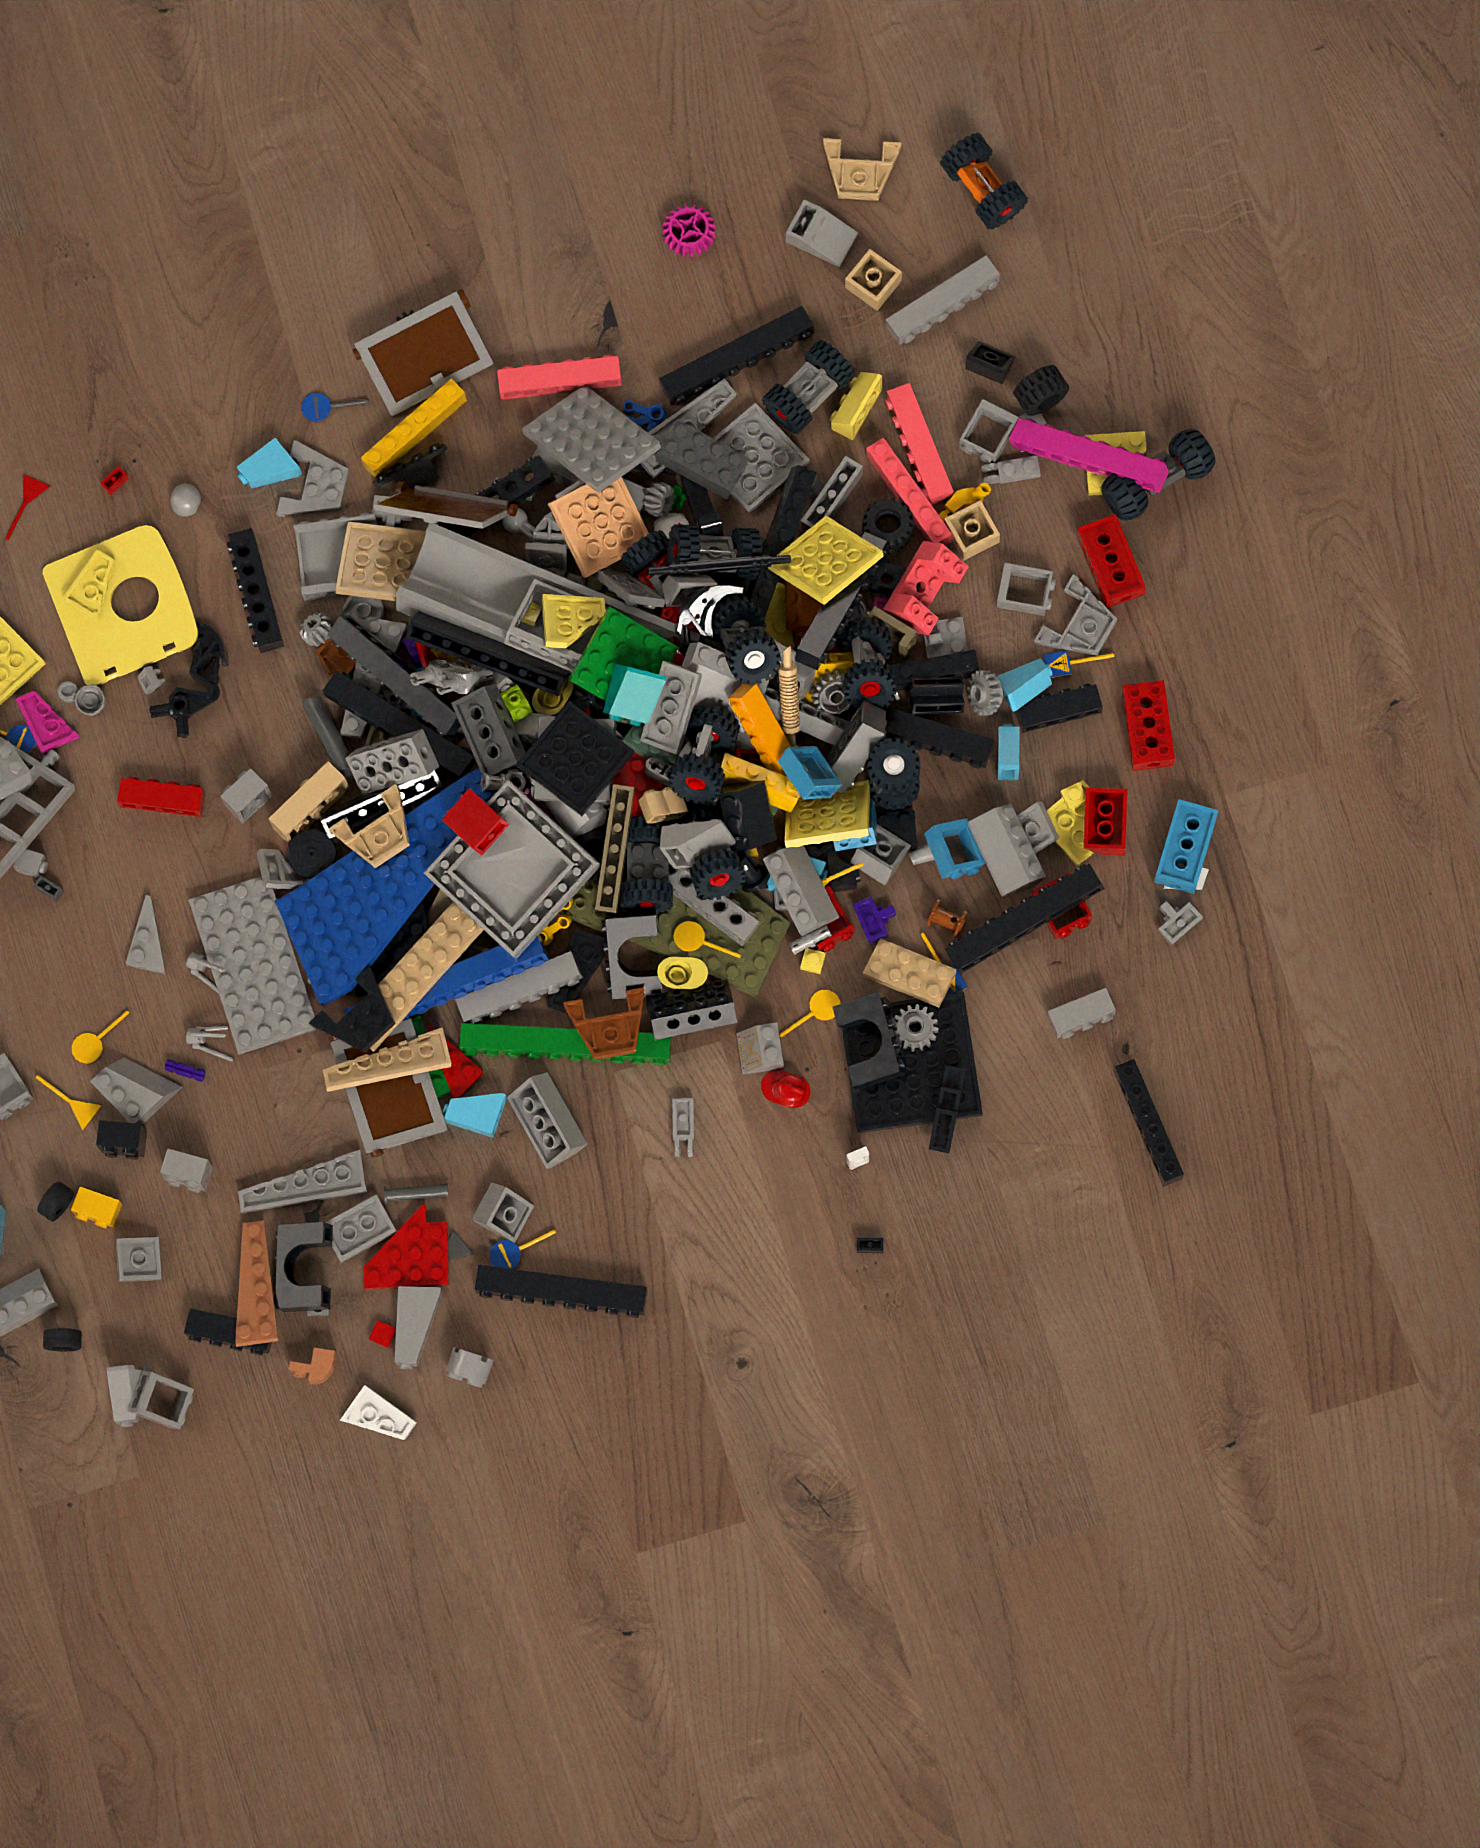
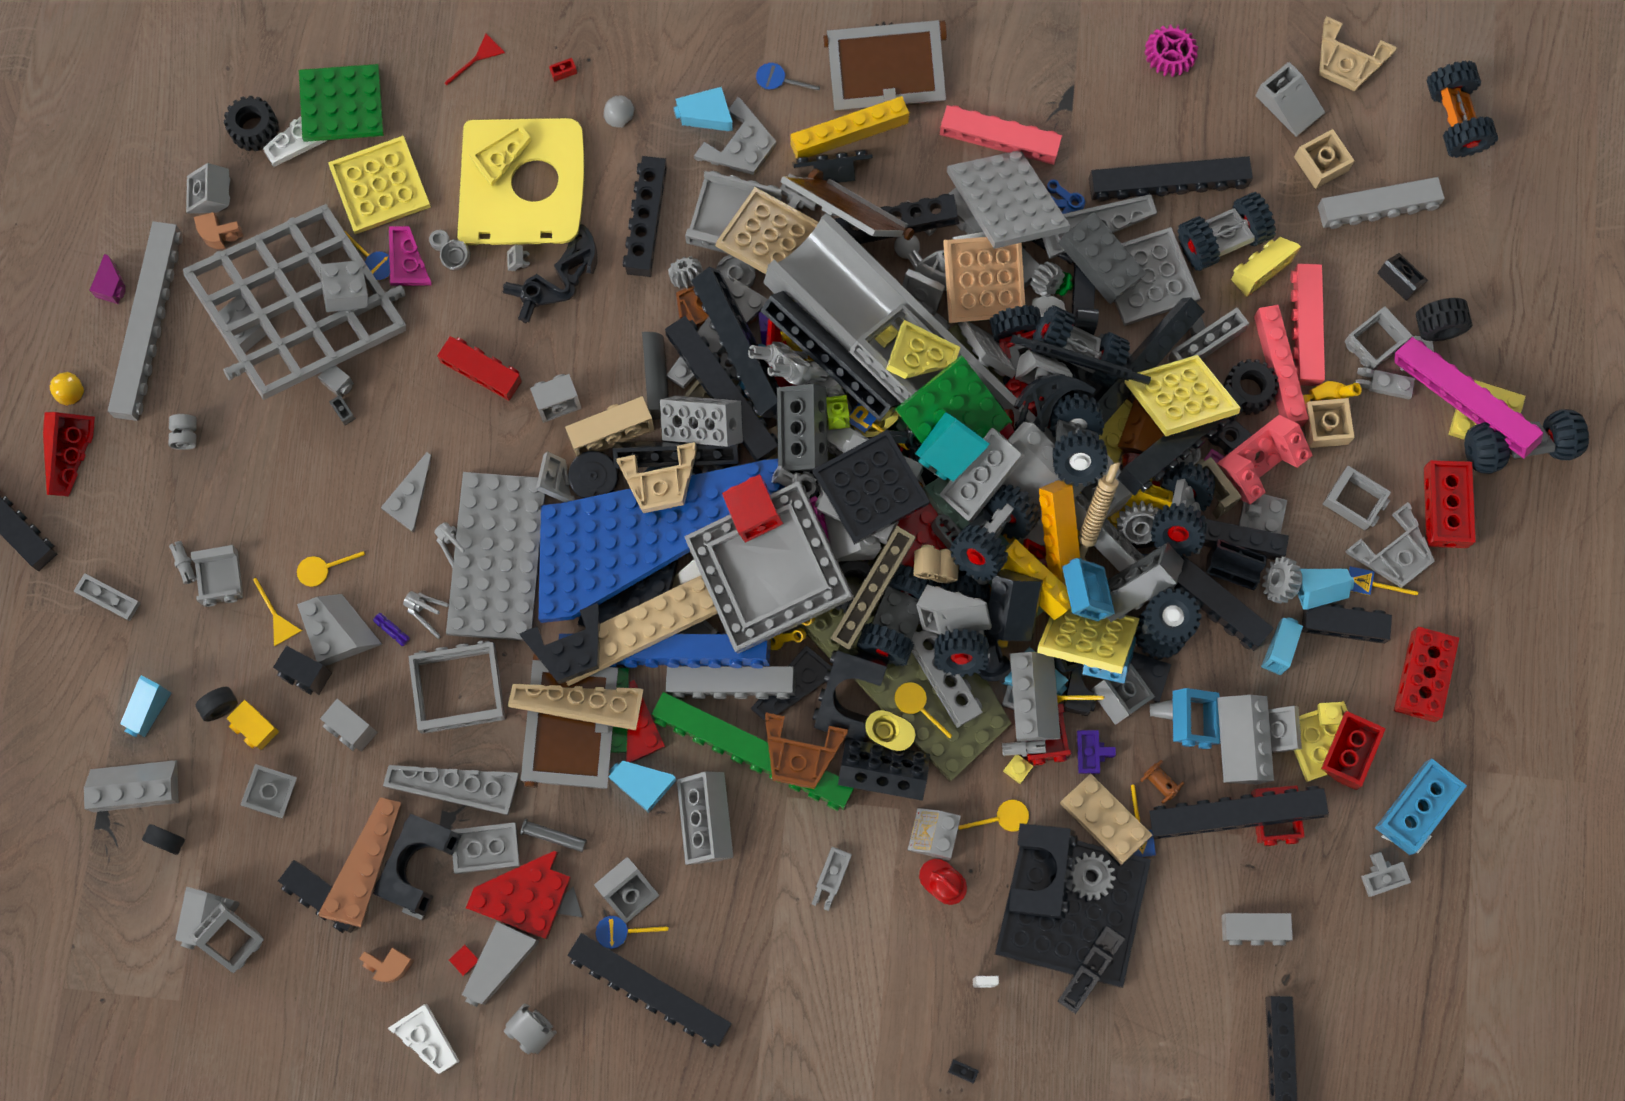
camera: 15 degrees right, 0 degrees up
(286, 1125) = (444, 654): none -> light grey window
(542, 700) = (863, 420): none -> piece

